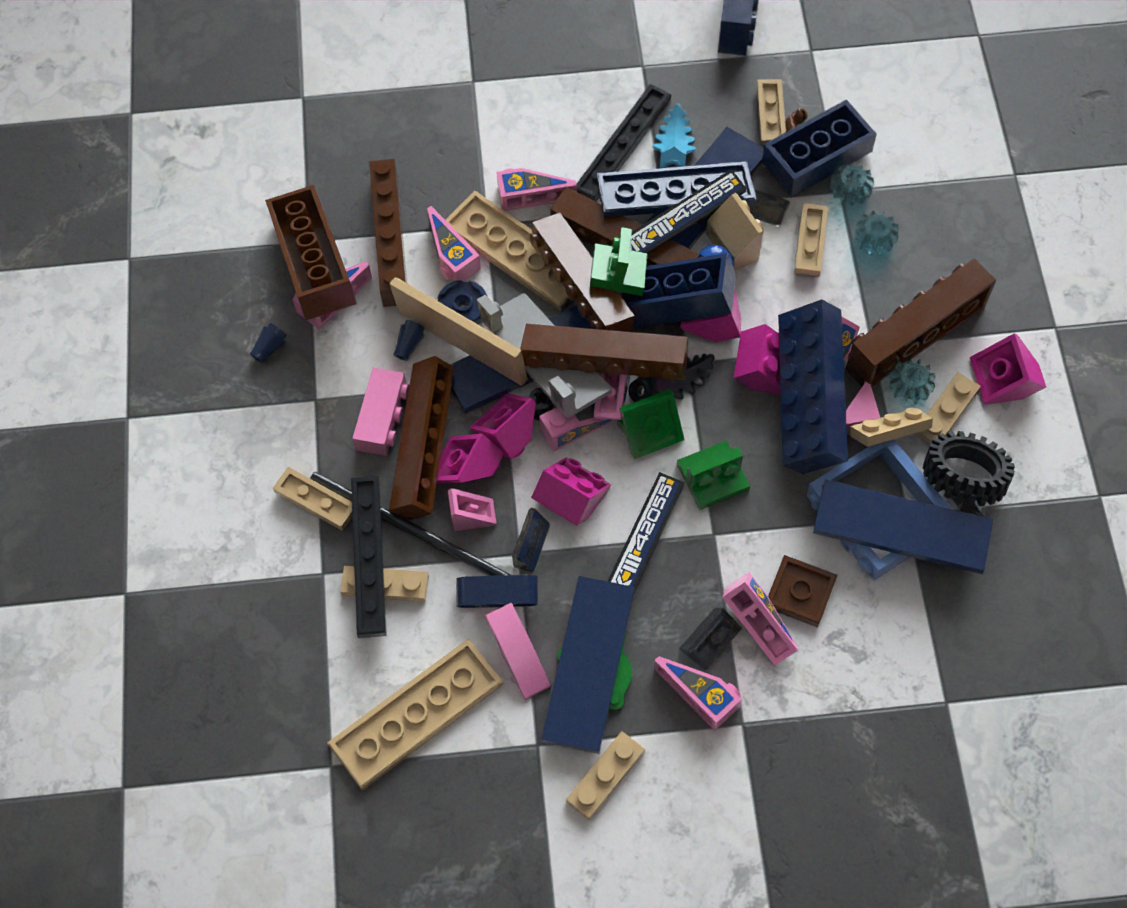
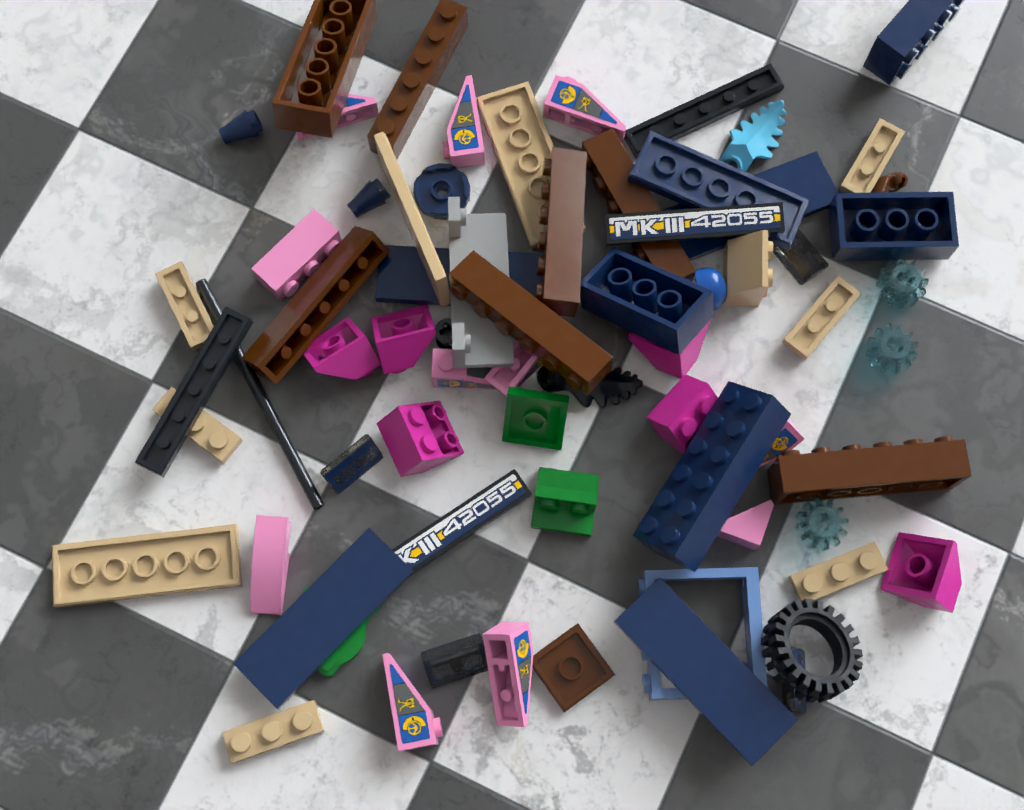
camera: 30 degrees right, 10 degrees up
(470, 510) = (315, 401): bright pink slope -> none
(496, 591) = (287, 496): dark blue beam -> none
(618, 266) = (600, 242): bracket -> none
(891, 427) = (763, 561): tan plate -> none

